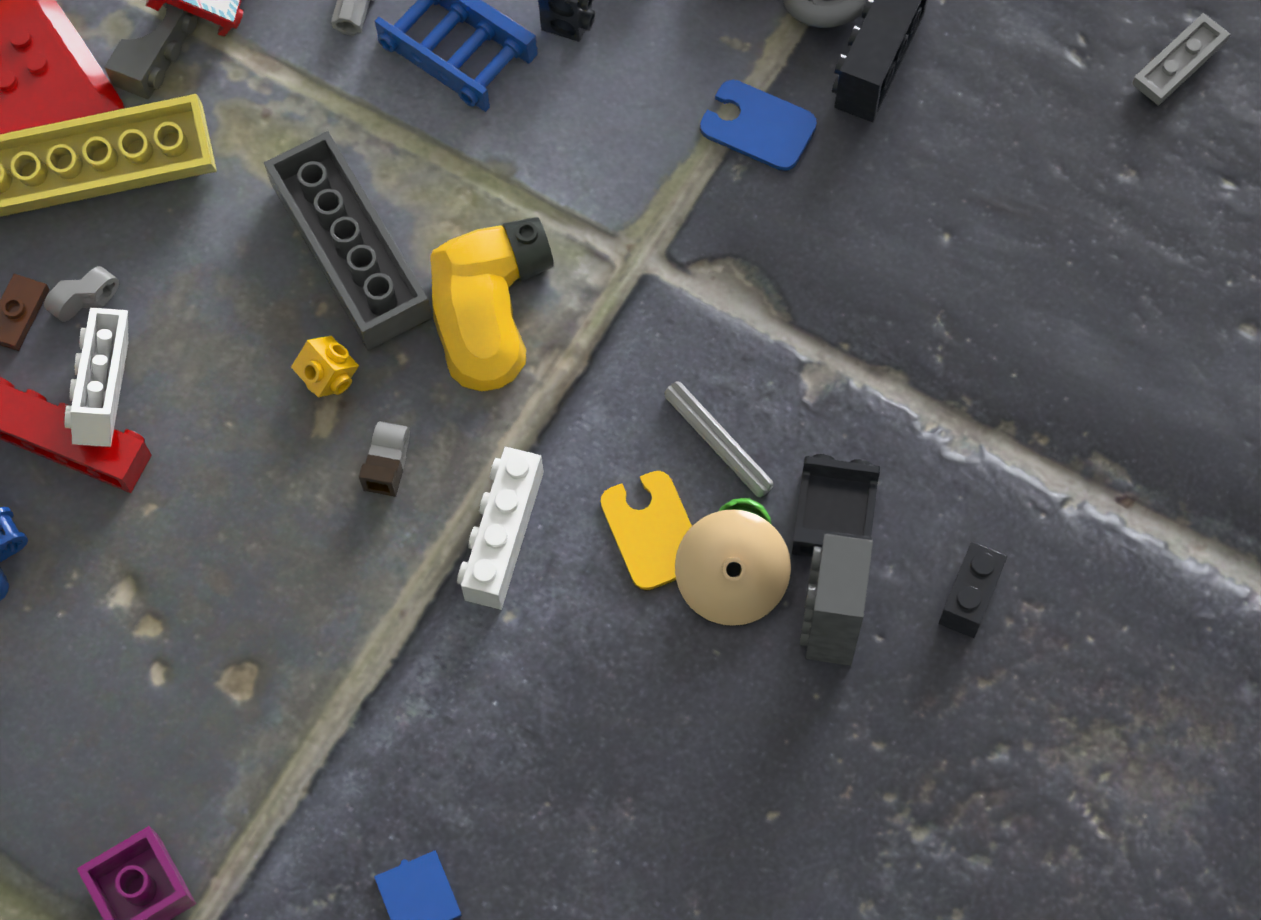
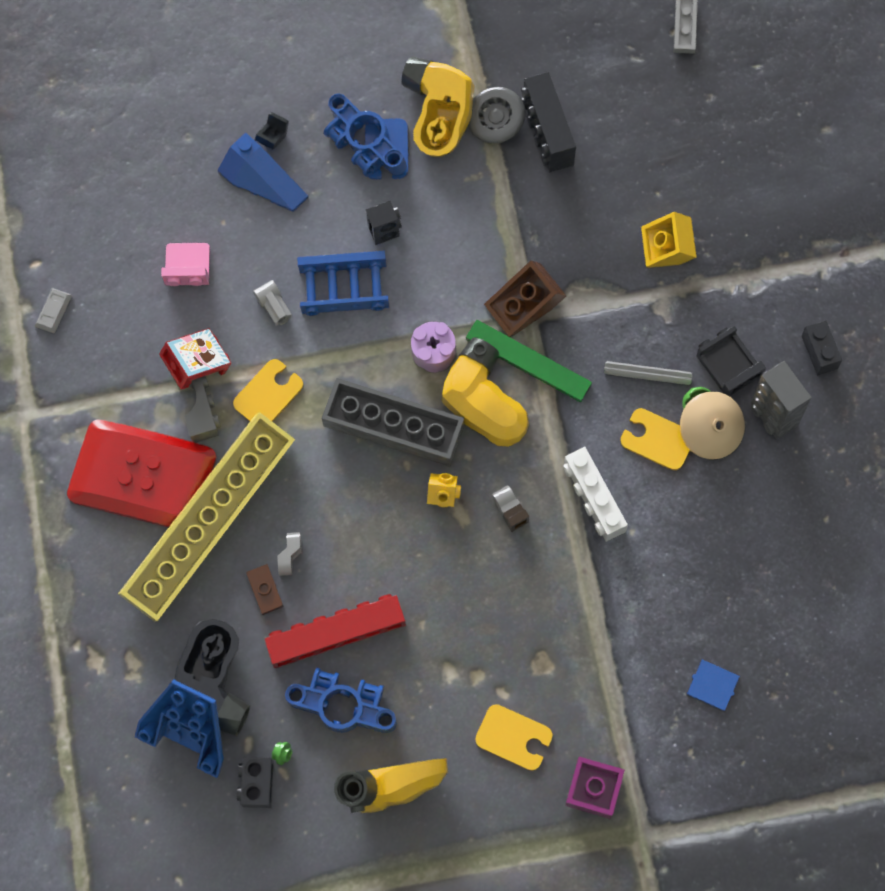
camera: 40 degrees left, 5 degrees up
(98, 377) = (349, 583): white brick -> none
(114, 726) = (507, 734): none -> yellow piece
(241, 97) = (265, 395): none -> yellow piece
(484, 190) = (433, 334): none -> lavender brick
(587, 307) = (532, 362): none -> green tile
(653, 226) = (524, 298): none -> reddish brown slope
(764, 130) = (528, 206): blue piece -> none
(902, 300) = (668, 241): none -> yellow slope

